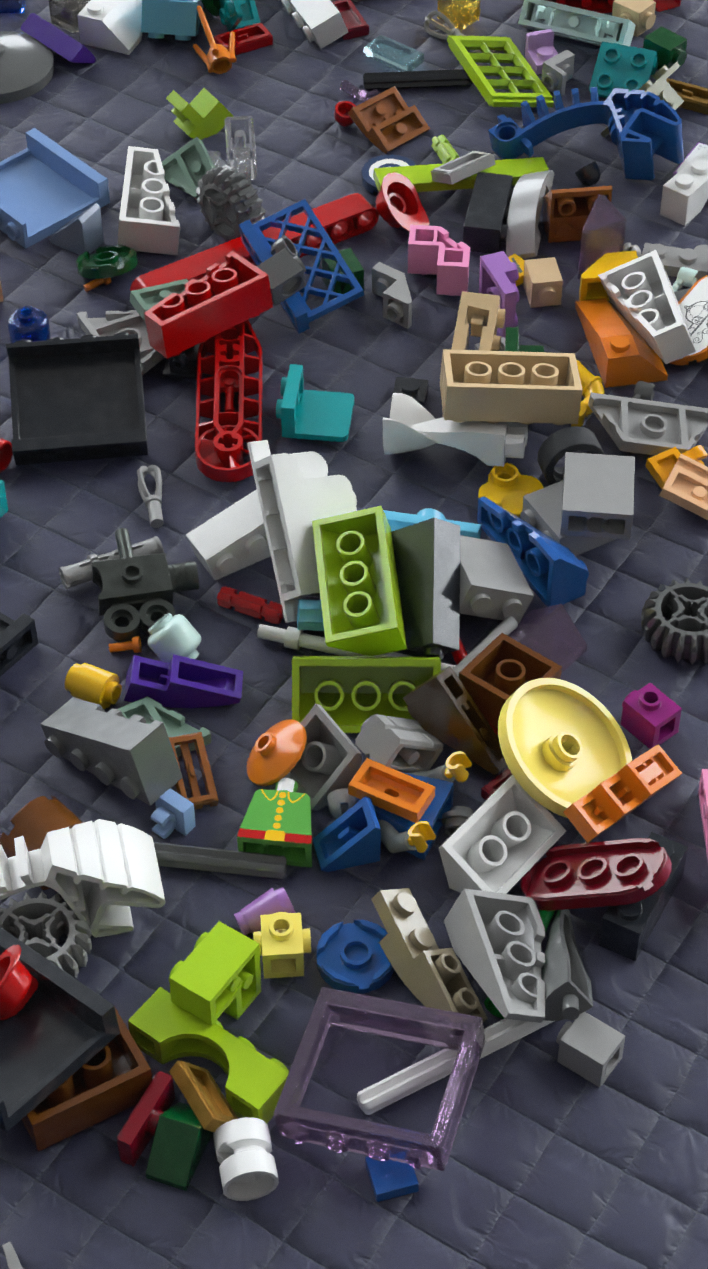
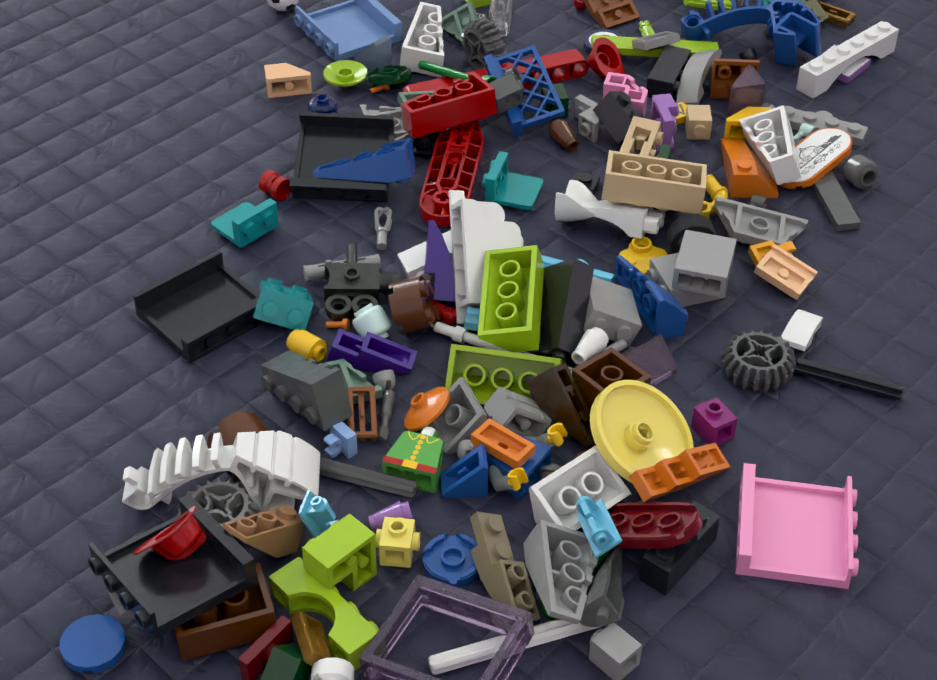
camera: 10 degrees right, 5 degrees down
(45, 266) = (345, 73): none -> lime dish
(48, 629) = (283, 305): none -> teal bracket
(116, 958) = (271, 531): none -> medium nougat slope
(141, 404) = (389, 164): none -> blue wedge
(174, 929) = (316, 514): none -> medium azure hinge
(196, 251) = (451, 73): none -> green piece
(209, 718) = (385, 379): none -> light grey hinge
(221, 766) = (386, 414): none -> dark grey piece
(226, 607) = (413, 304): none -> reddish brown brick
(248, 543) = (439, 262): none -> dark purple slope
(364, 322) = (563, 134): none -> reddish brown cone
(437, 289) = (616, 114): none -> black brick
(473, 632) = (590, 345): none -> white cone
(537, 884) = (597, 525): none -> medium azure hinge

